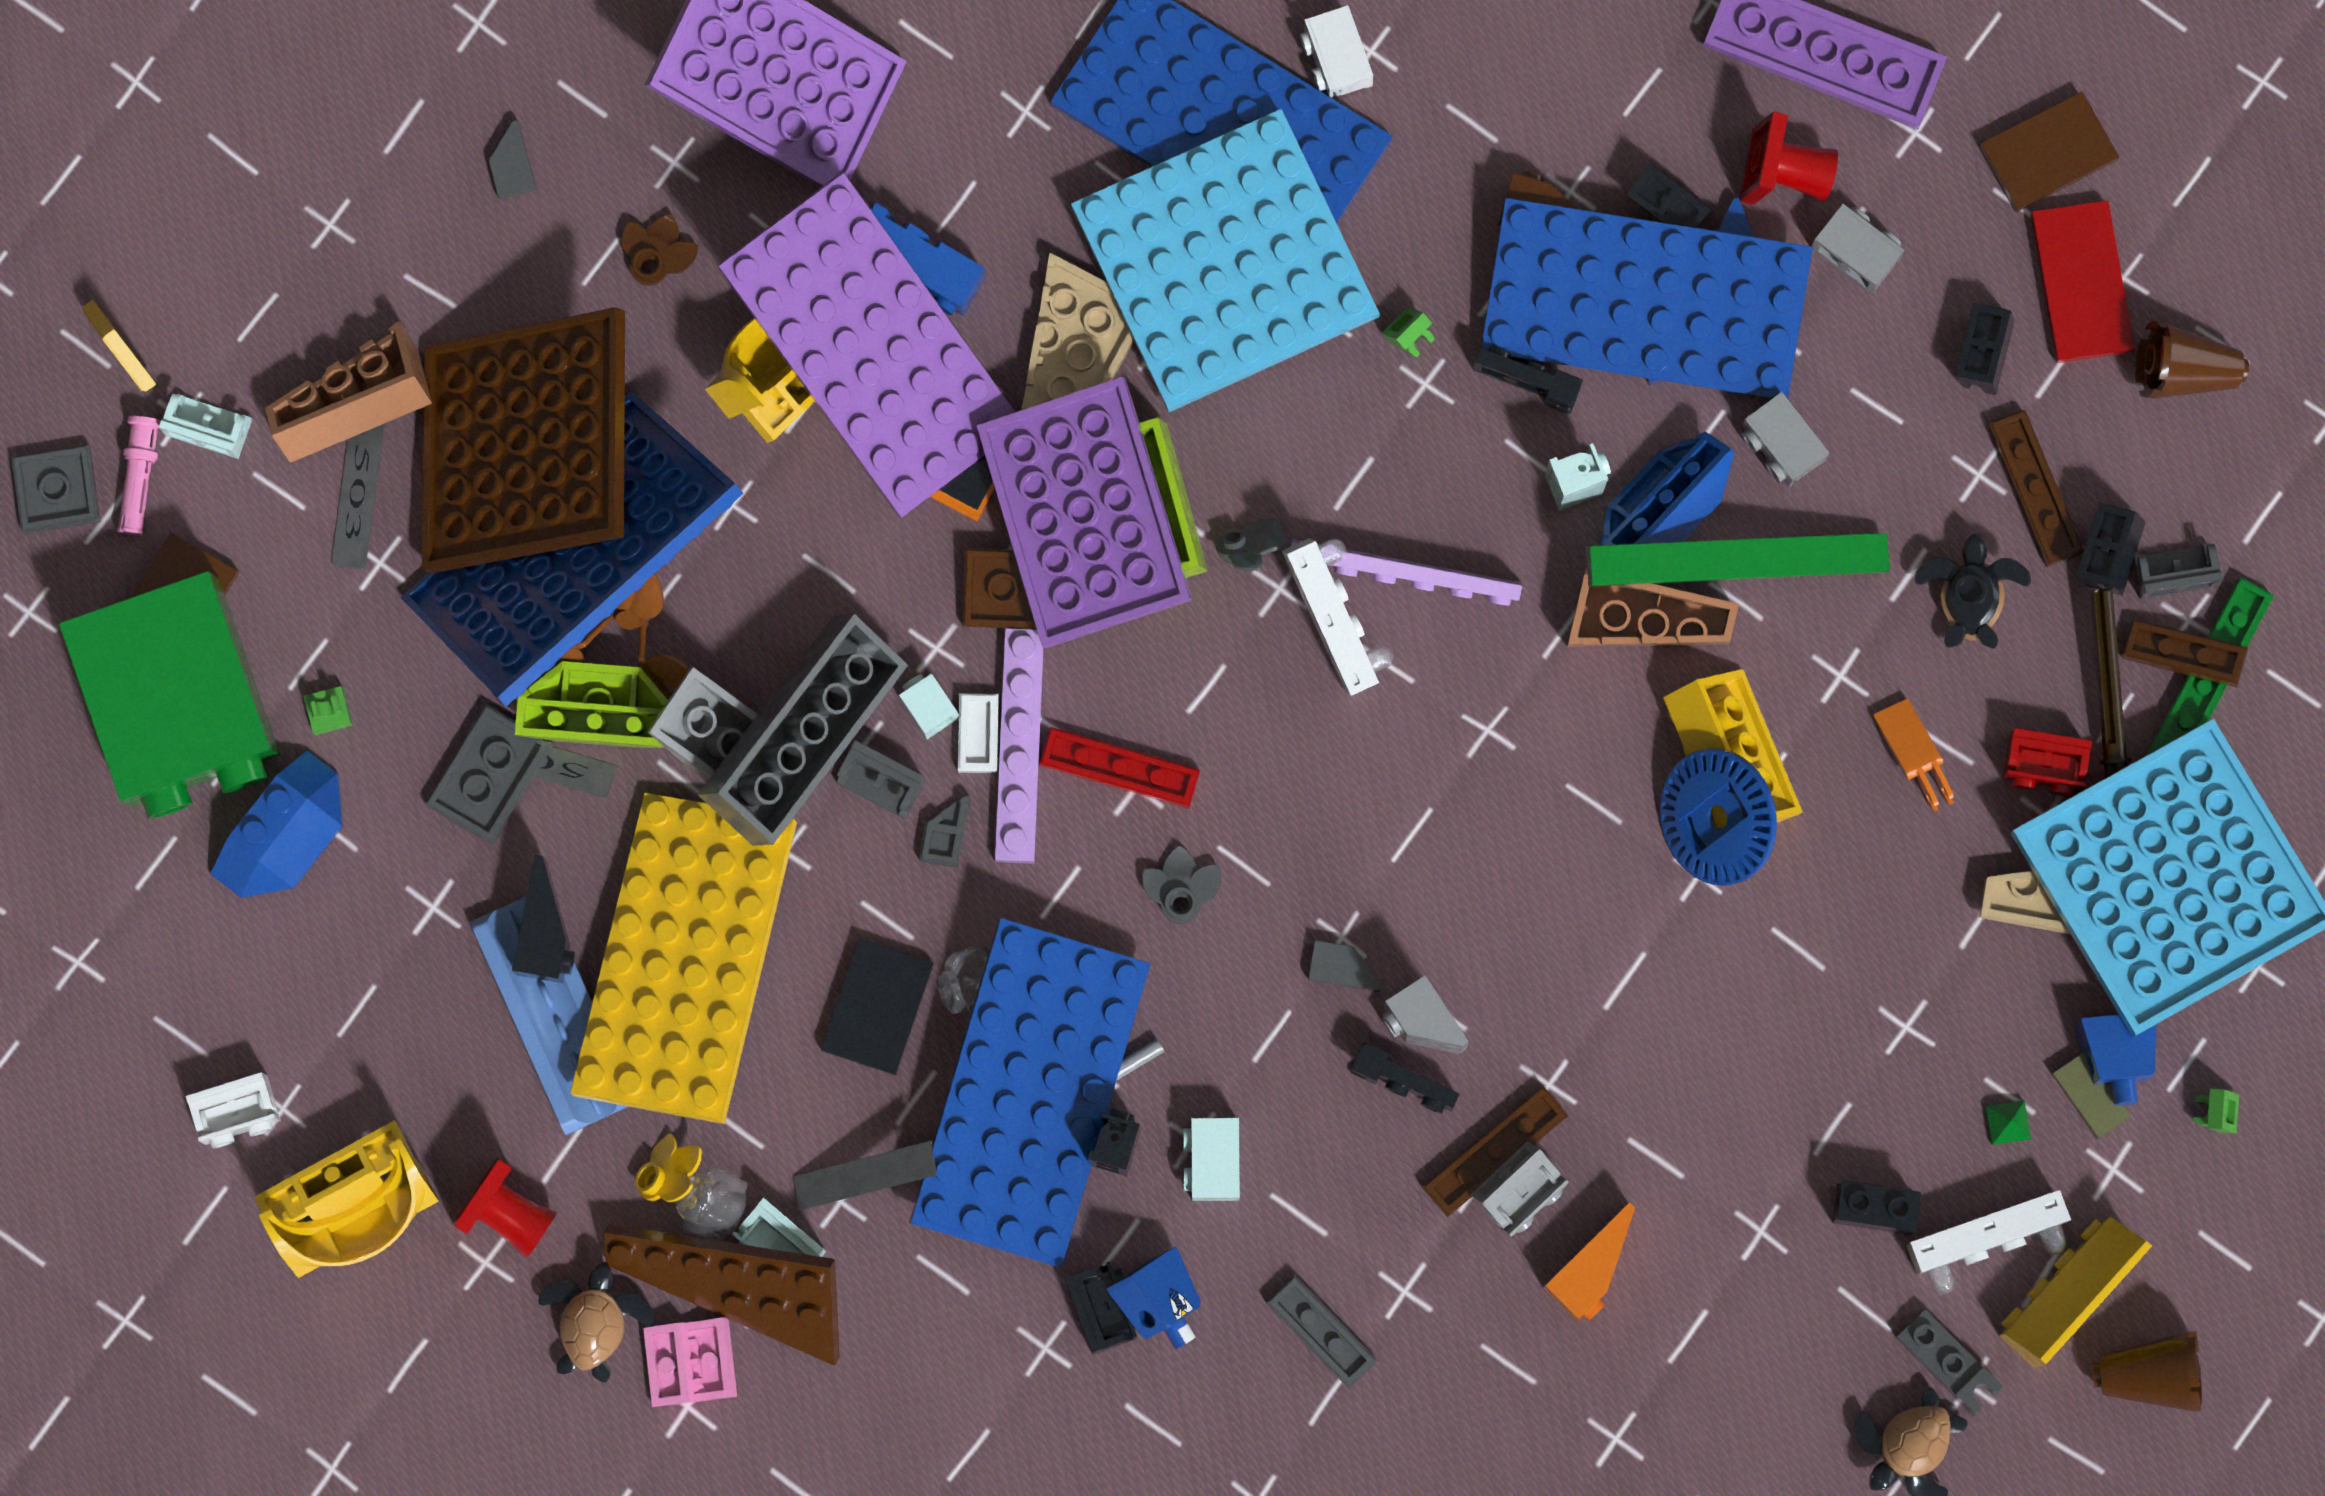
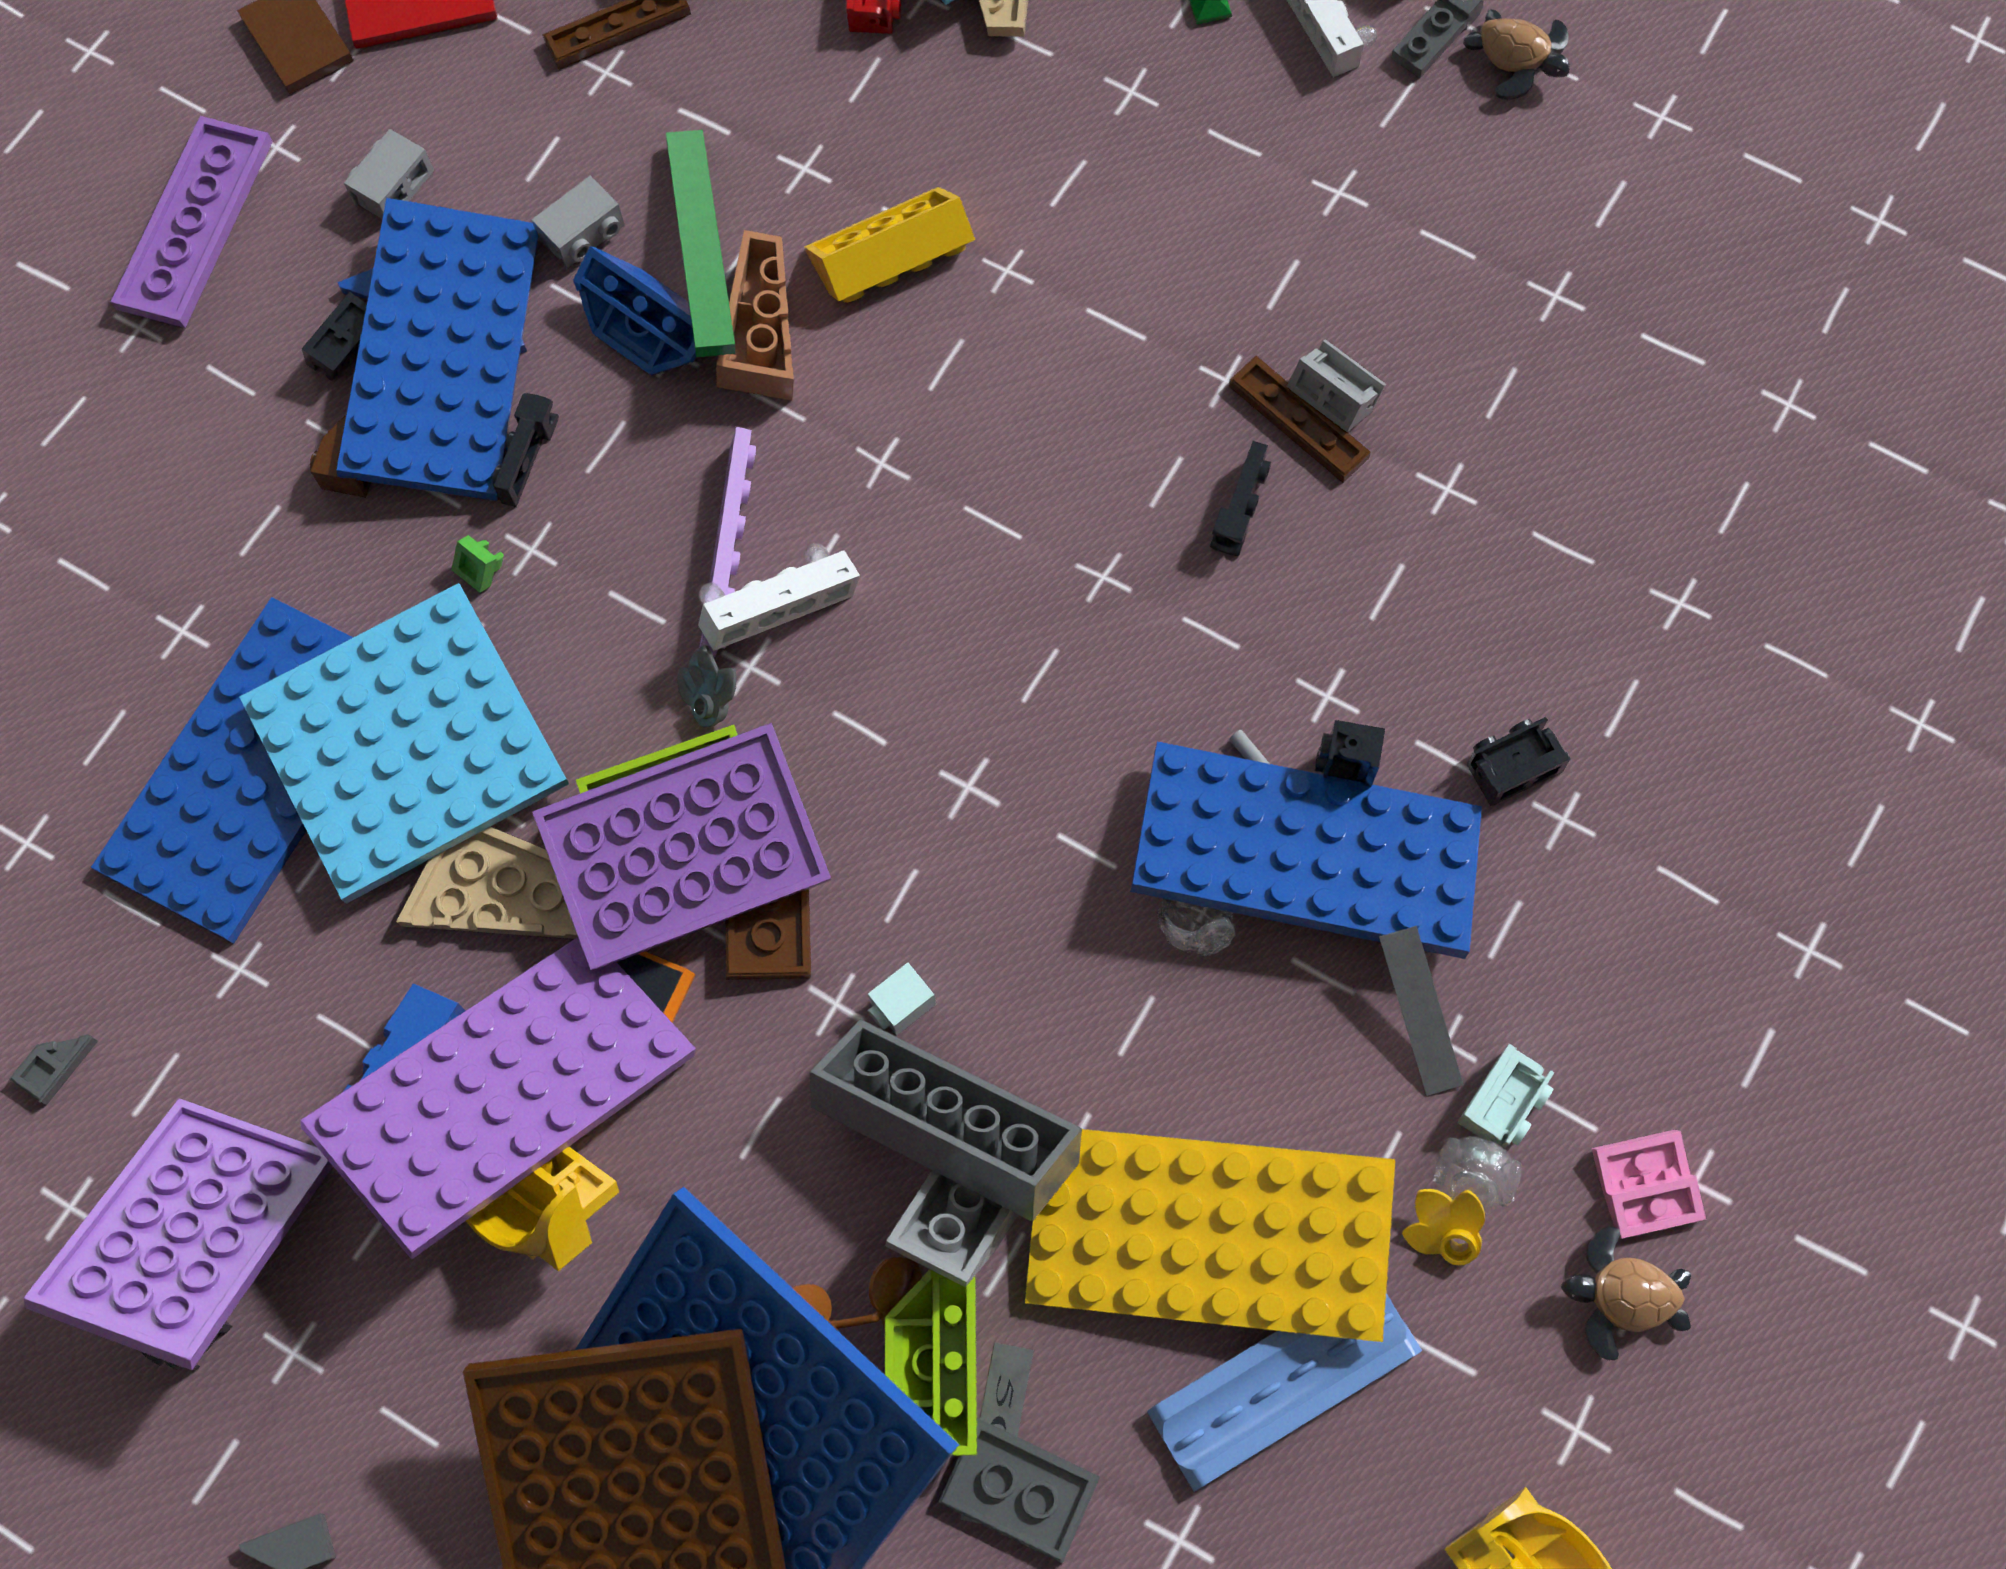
camera: 95 degrees left, 10 degrees down
(505, 1211) = (1518, 1420): red plant -> none
(543, 938) = (1210, 1394): black slope -> none
(658, 245) = (390, 1358): reddish brown plate -> none
(758, 1287) = (1563, 1109): reddish brown wing -> none
(877, 1007) = (1233, 1023): black tile -> none
(880, 780) = (988, 1038): dark grey hinge -> none
(945, 835) = (1038, 971): dark grey tile -> none
(978, 733) = (926, 948): white tile -> none
(1019, 747) = (935, 905): lavender plate -> none
(1119, 767) = (950, 803): red tile -> none
(1159, 1297) = (1499, 701): blue torso -> none
(1181, 880) = (1062, 729): dark grey plate -> none
(1214, 1159) = (1348, 667): light aqua brick -> none
(1321, 1332) = (1501, 557): dark grey tile -> none
(1337, 52) = (180, 655): white hinge -> none
(1342, 967) = (1134, 571): dark grey tile -> none
(1423, 1019) = (1177, 479): light grey slope -> none
(1577, 477) = (623, 388): light aqua hinge -> none
(1588, 1275) = (1400, 319): orange slope -> none
(1685, 811) = (988, 227): blue piece -> none
(1785, 164) = (302, 245): red plant -> none
(1876, 1207) = (1306, 91): black hinge -> none
(1913, 749) = (873, 95): orange arm -> none
(1972, 591) = (717, 56): black animal -> none
(1985, 347) = (484, 61): black hinge -> none

